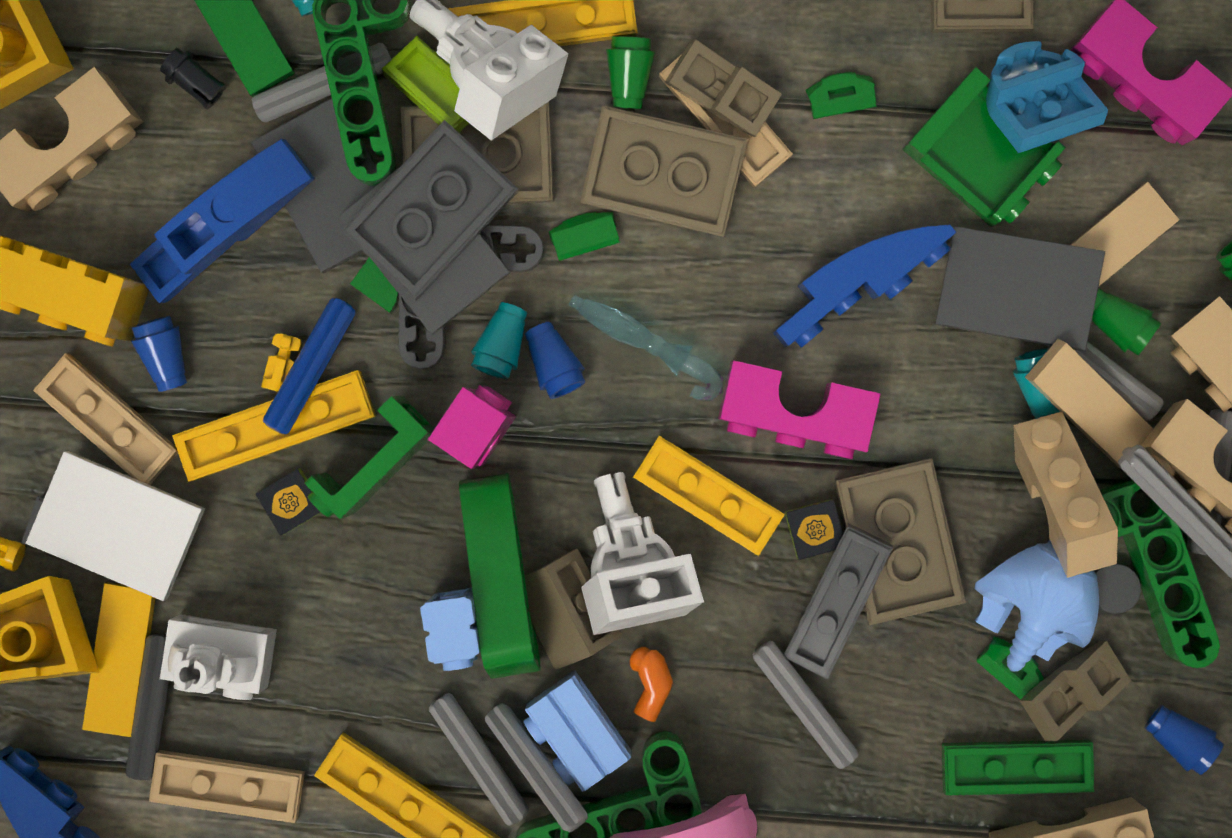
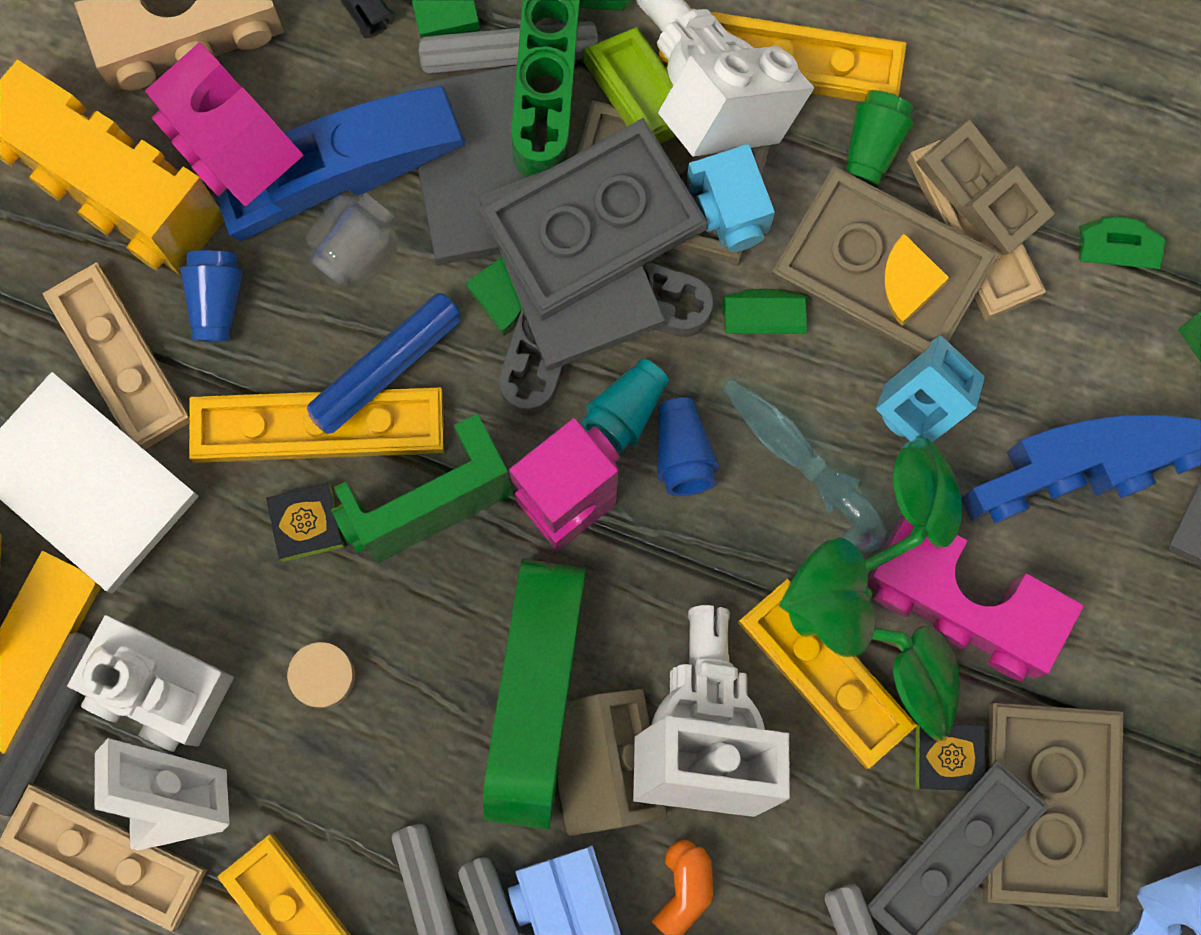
camera: 15 degrees right, 10 degrees down
(122, 230) = (220, 127): none -> dark pink arch
(253, 277) = (352, 239): none -> clear head
(253, 732) = (160, 793): none -> white slope
(280, 365) = (346, 352): yellow piece -> none
(340, 610) = (321, 675): none -> tan tile
(451, 629) = (457, 735): light blue brick -> none
(532, 160) = (732, 197): none -> medium azure brick
(685, 182) = (910, 279): none -> yellow tile
(691, 453) = (834, 603): none -> green plant
(726, 265) = (931, 393): none -> medium azure brick

